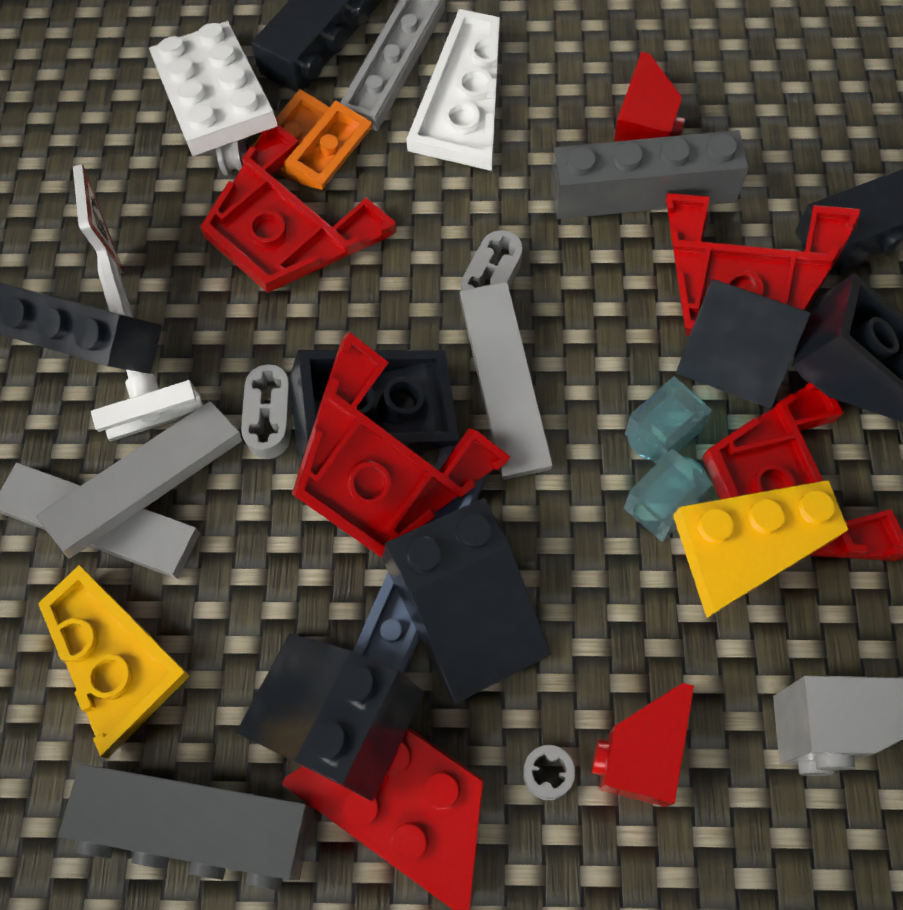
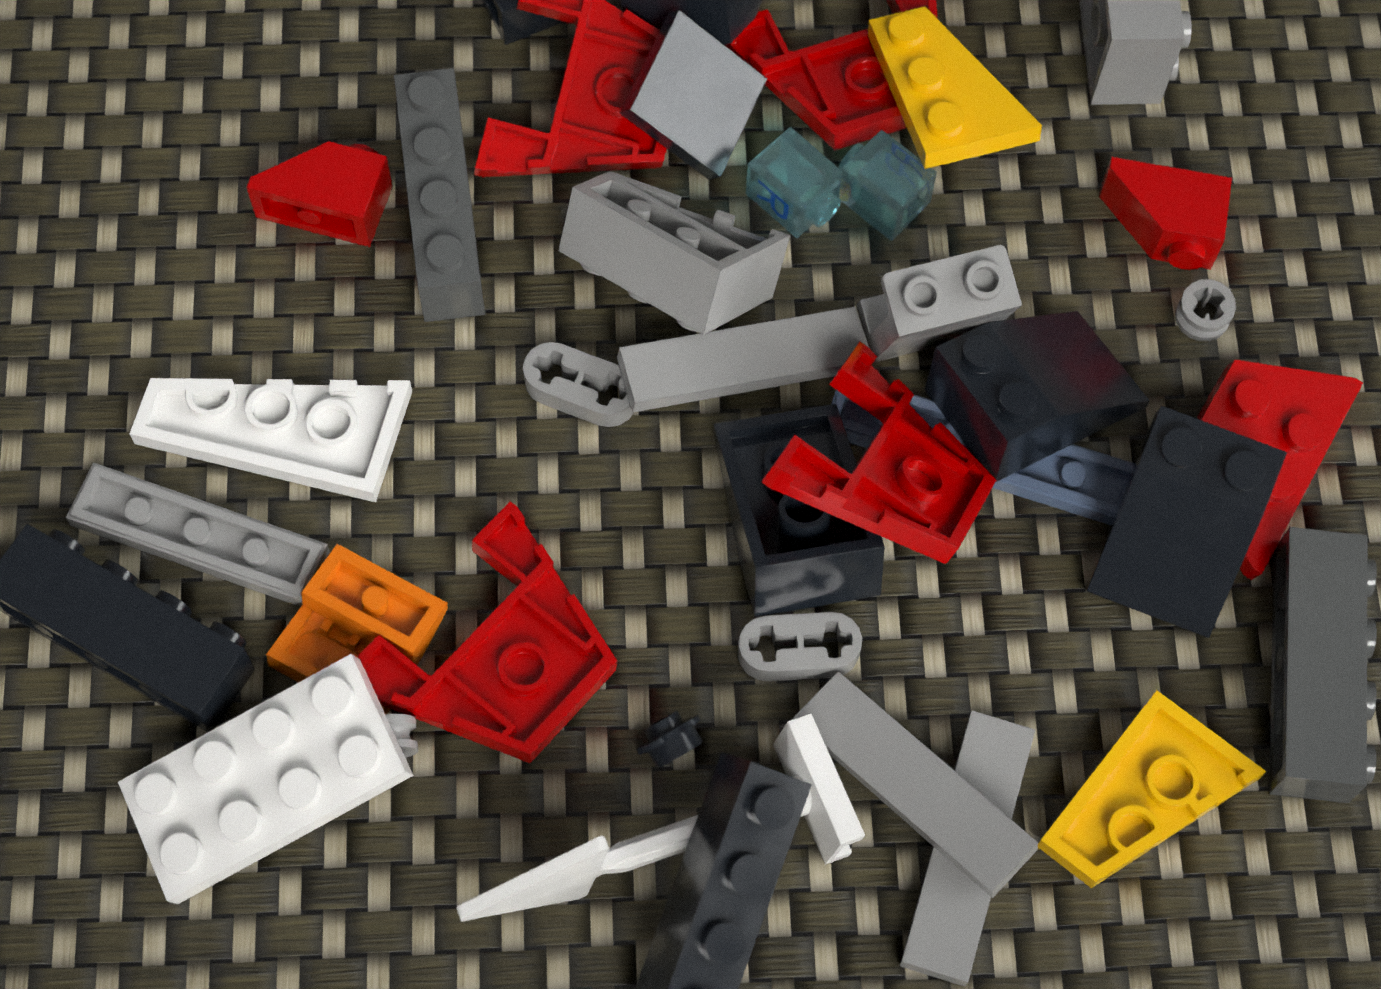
camera: 100 degrees left, 0 degrees up
(204, 318) = (670, 738): none -> black plate
(528, 507) = (938, 302): none -> light grey panel
(588, 323) = (668, 255): none -> light grey wedge

